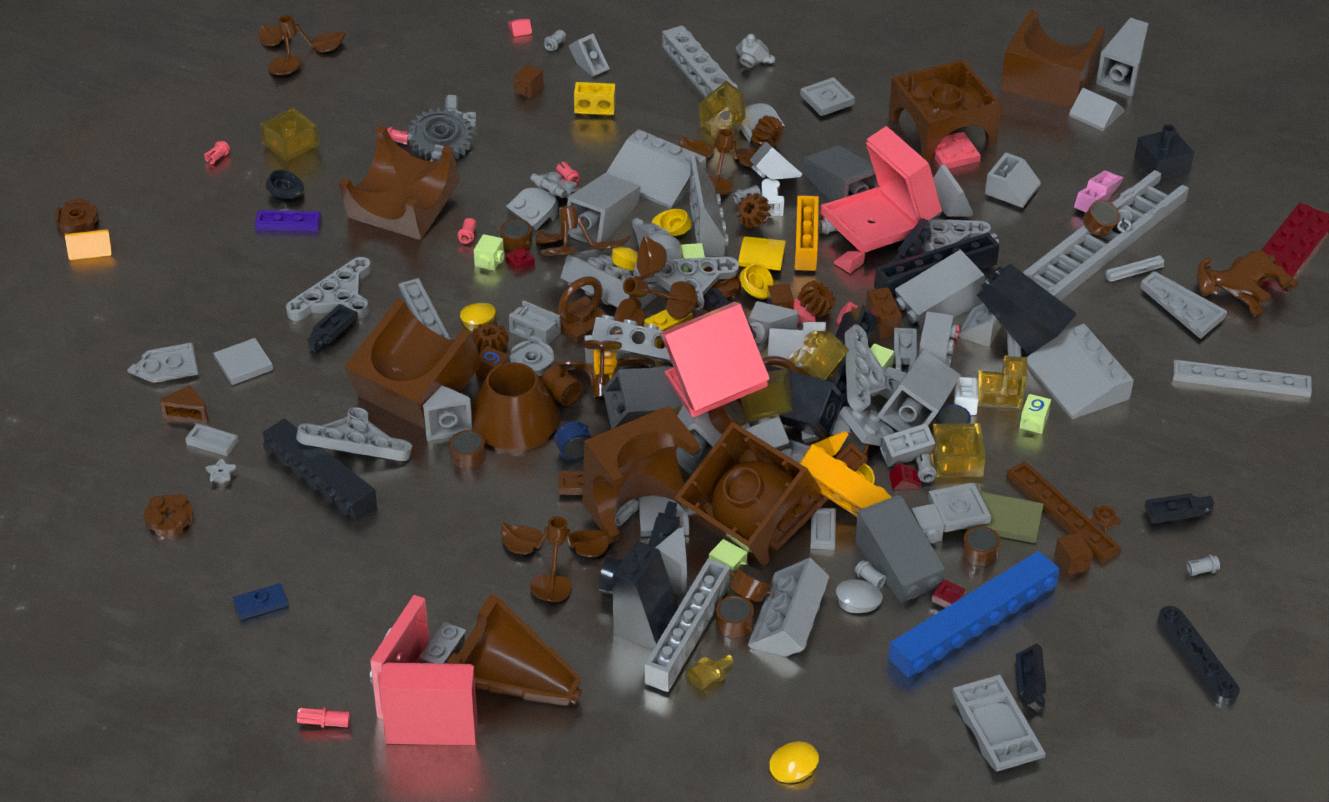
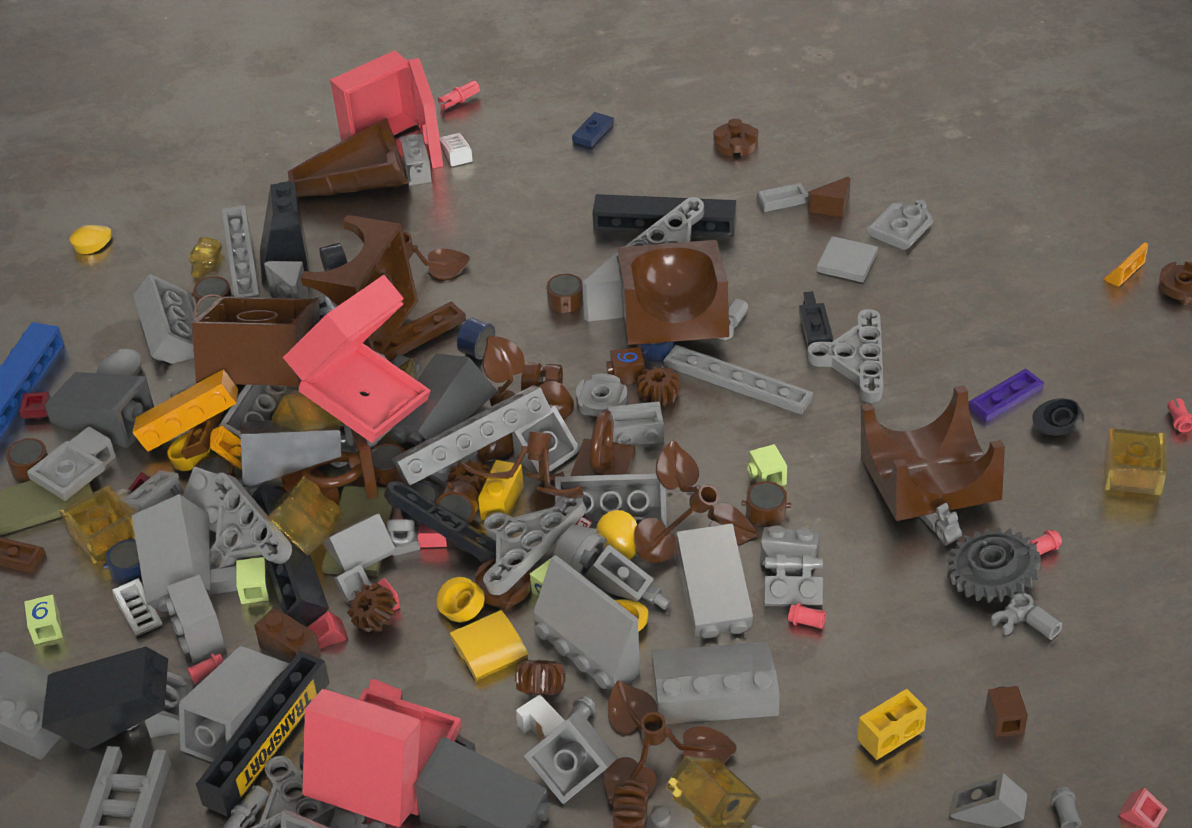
camera: 145 degrees right, 0 degrees up
(220, 477) = (739, 180): light grey plate -> none
(466, 234) = (817, 477): coral pin -> none
(477, 314) = (703, 409): yellow hat -> none
(514, 409) = (565, 332): reddish brown cone -> none
(520, 259) = (734, 489): dark red plate -> none
(774, 316) = (405, 562): light grey slope -> none
(780, 296) = (414, 591): reddish brown brick -> none
(806, 233) = (453, 685): light orange brick -> none
(905, 347) = (235, 617): light grey hinge -> none
(1004, 388) = (95, 624): clear yellow brick -> none

